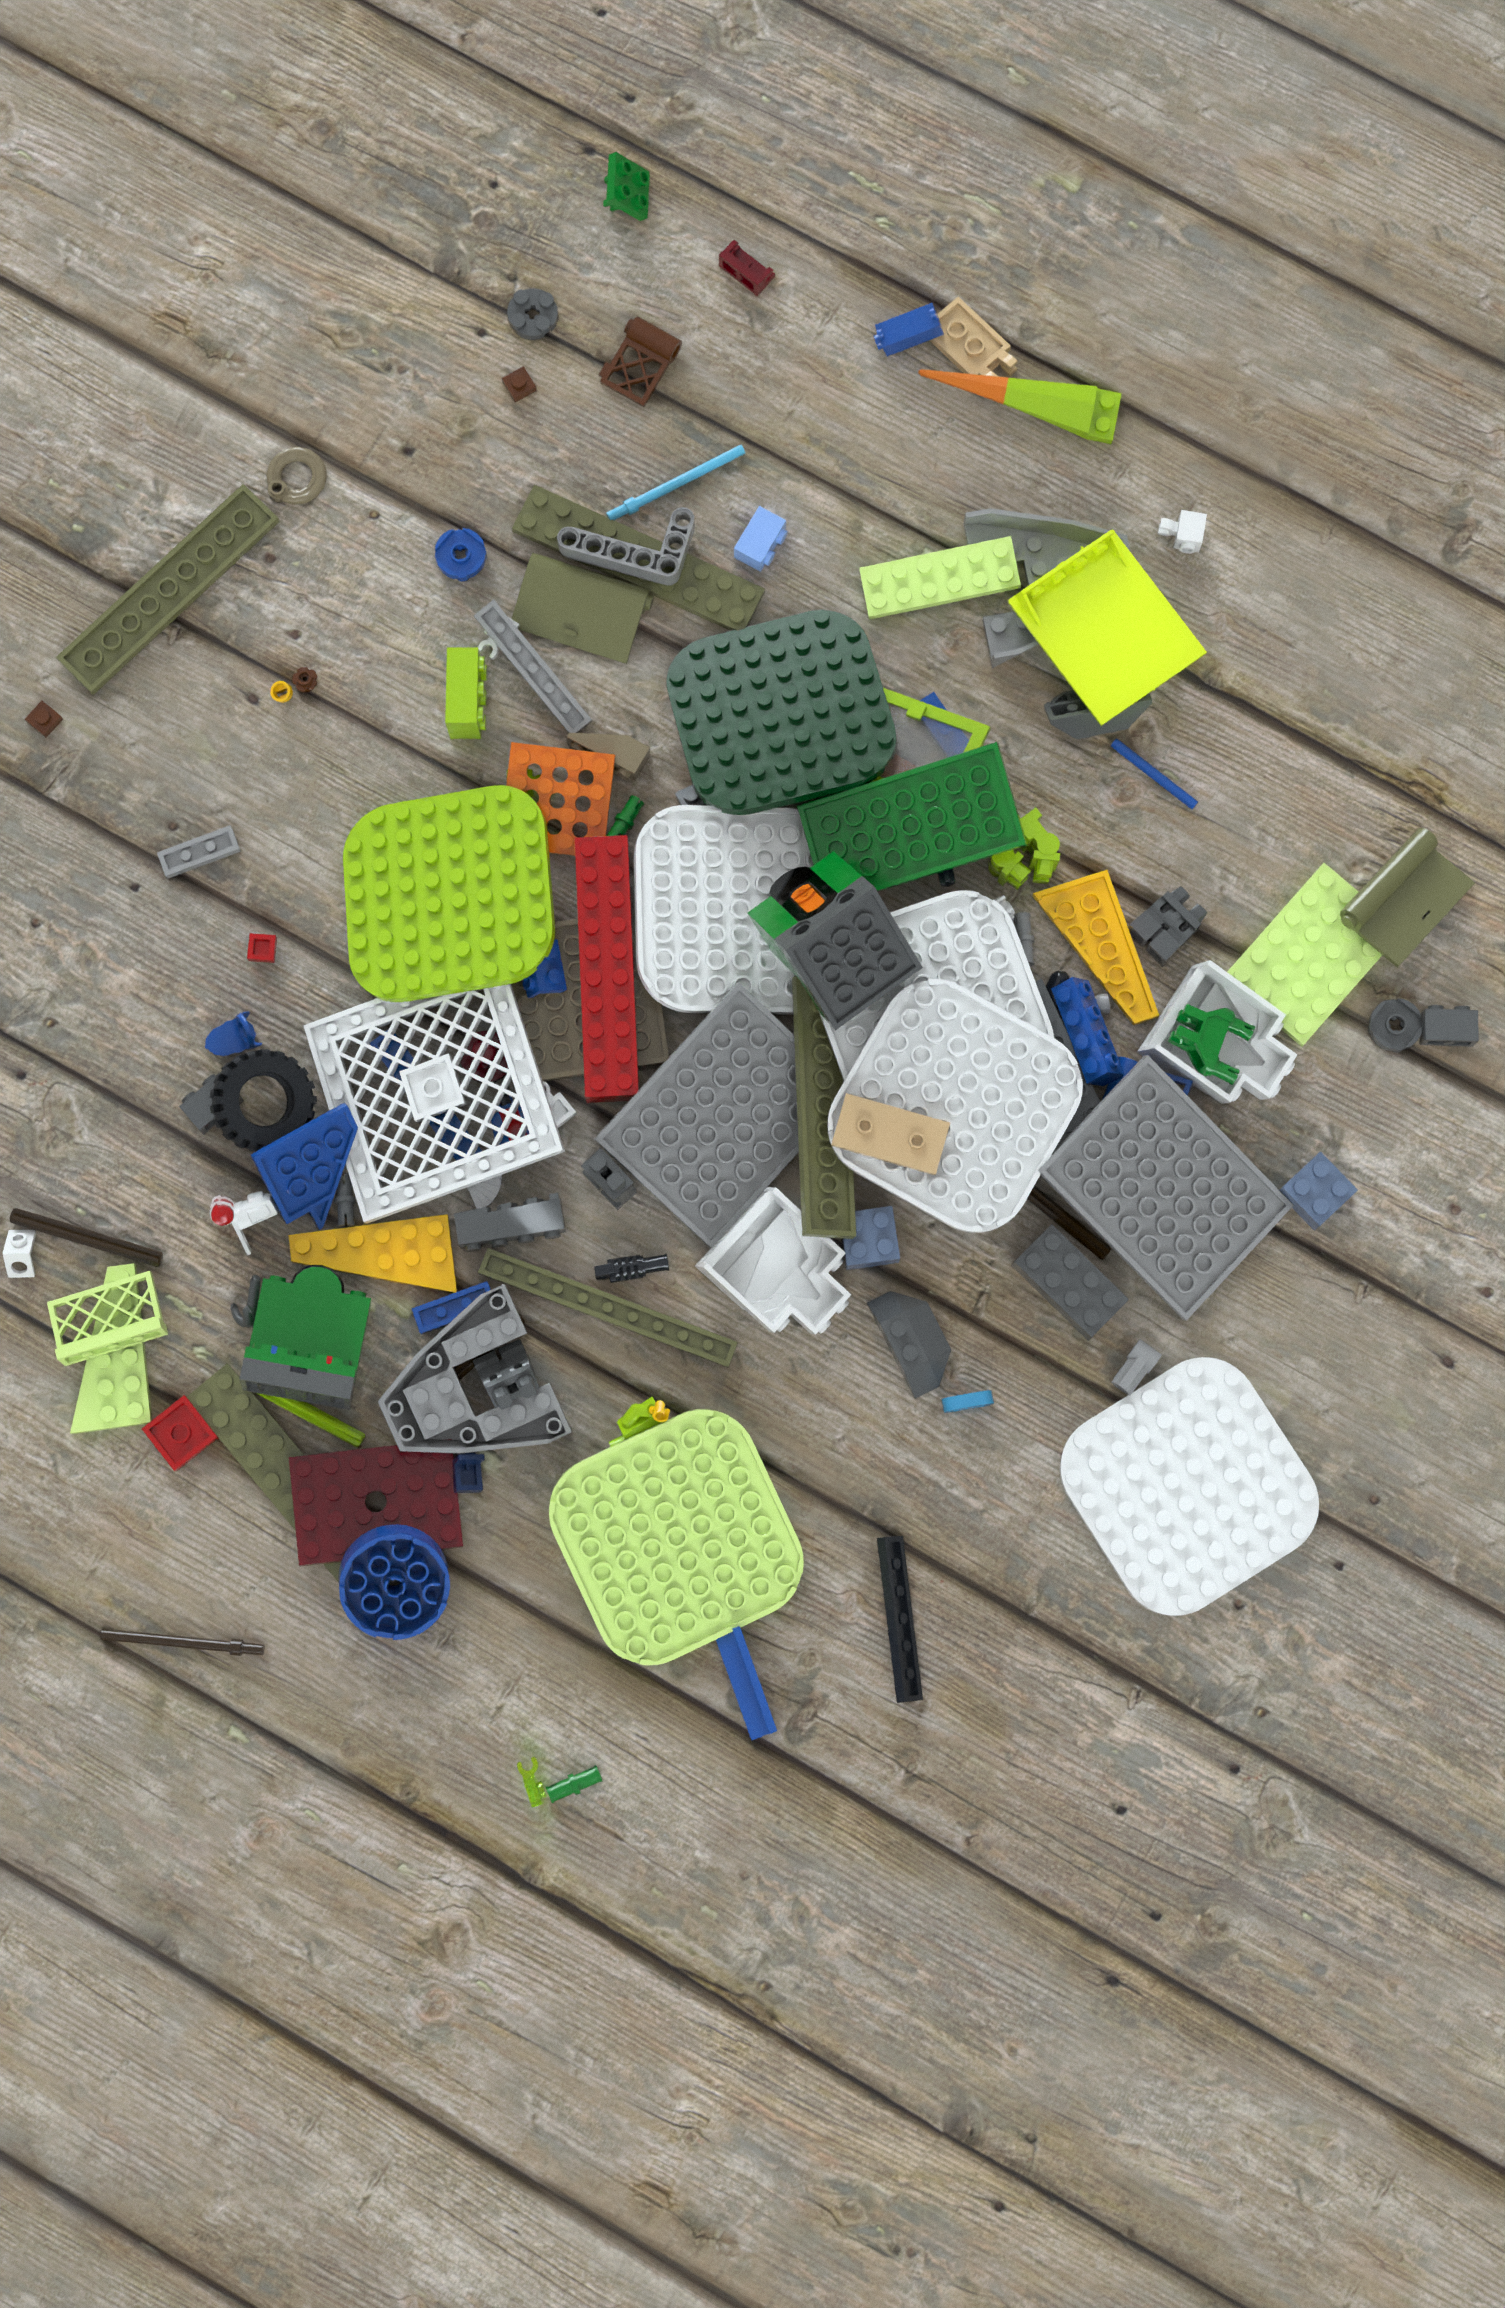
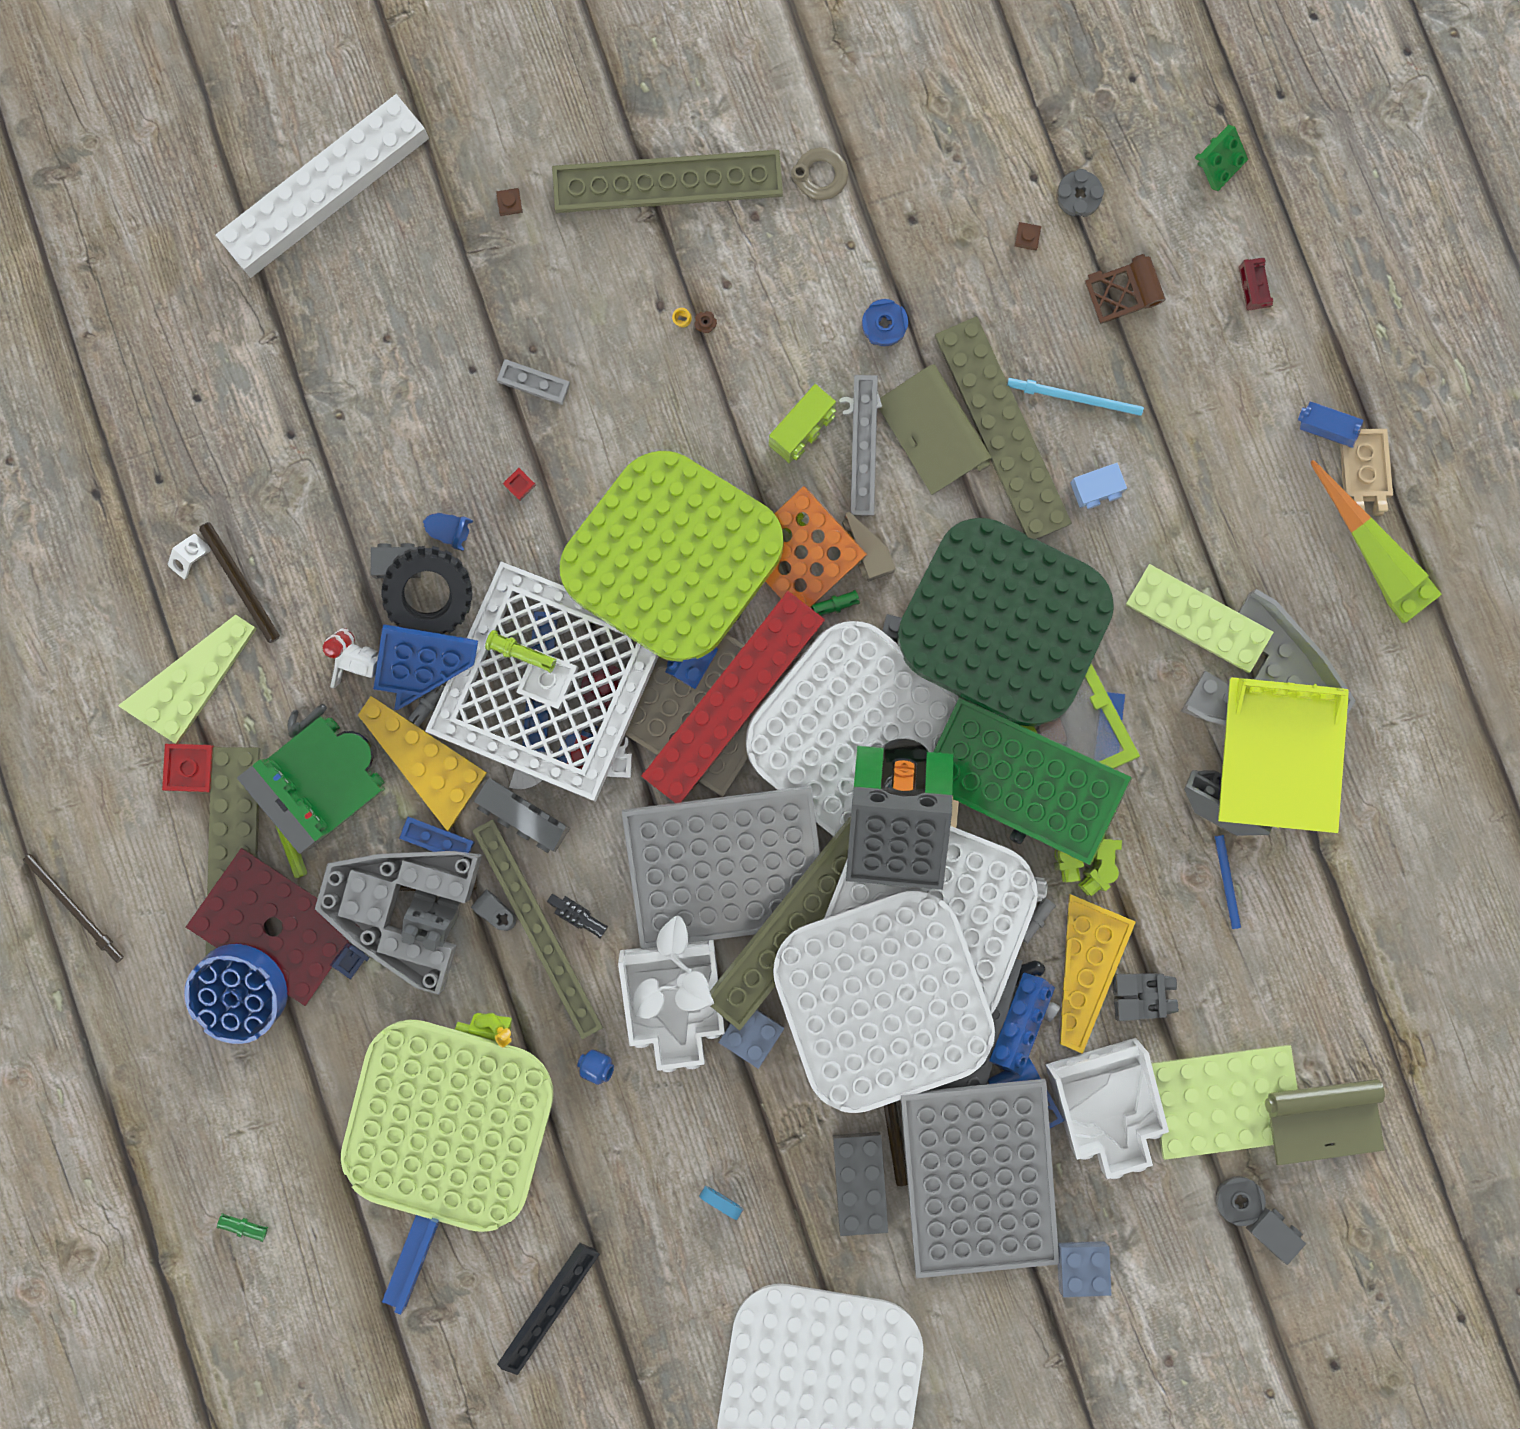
camera: 40 degrees right, 5 degrees up
(106, 1340) = (189, 664): yellowish green fence -> none
(376, 1087) = (510, 648): none -> lime pin
(534, 1789) = (213, 1207): clear neon green plate -> none
(552, 1325) = (491, 908): none -> dark grey piece
(608, 1175) = (610, 847): dark grey hips -> none
(632, 552) = (1001, 423): light grey beam -> none
(760, 1380) = (595, 1067): none -> blue head
(784, 1234) = (692, 987): none -> white plant
(890, 1134) = (821, 984): tan plate -> none
(912, 1339) = (722, 1127): dark grey wedge -> none
(1139, 1362) = (861, 1278): light grey piece -> none
(1187, 531) = (1402, 731): white brick -> none
(1207, 1039) = (1100, 1102): green connector -> none

